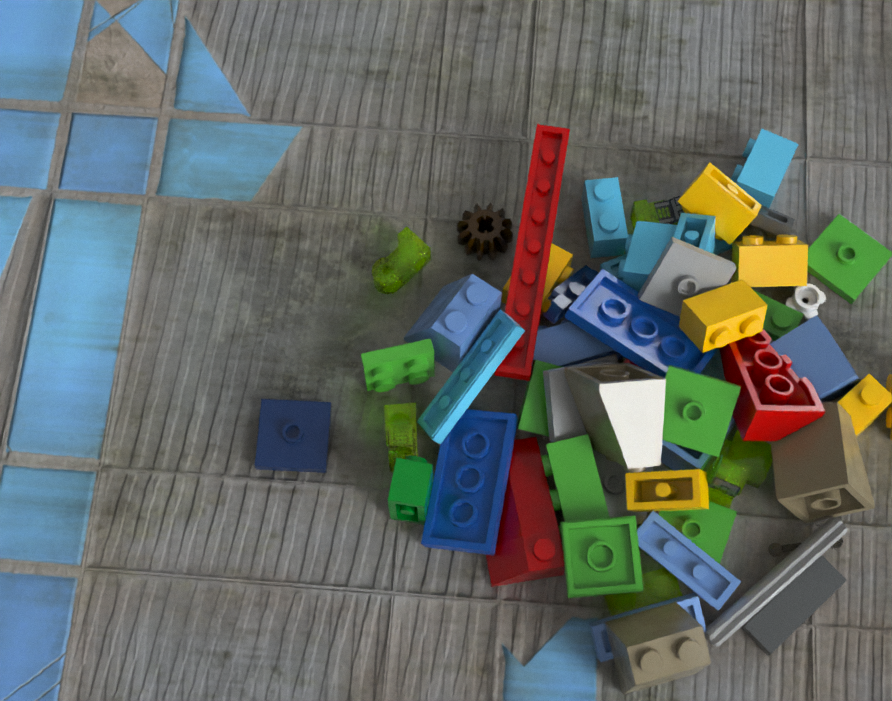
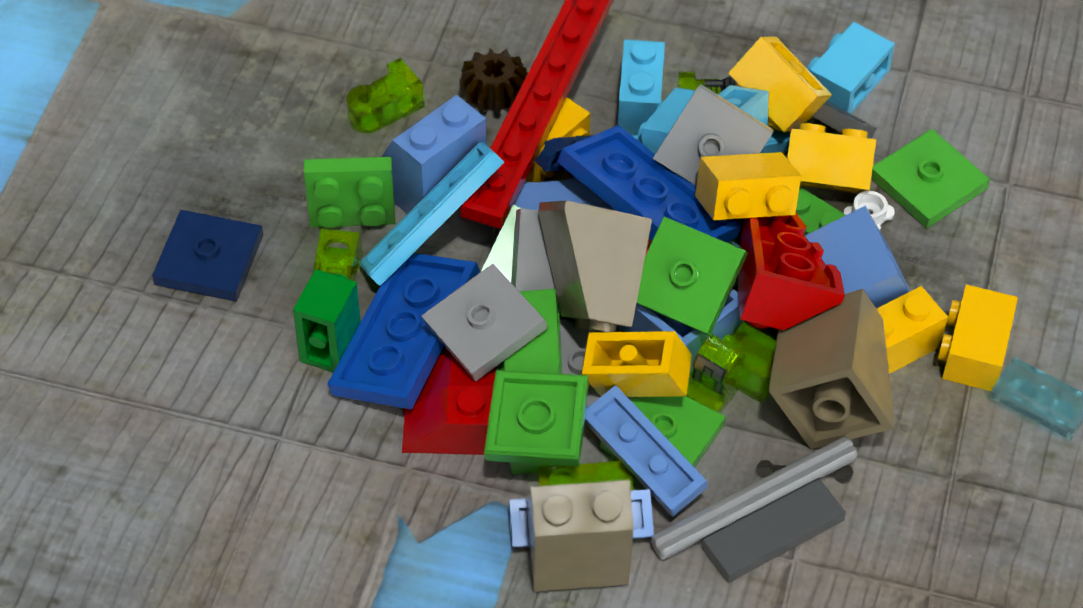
camera: 10 degrees right, 15 degrees down
(539, 475) = (484, 322): none -> light grey plate

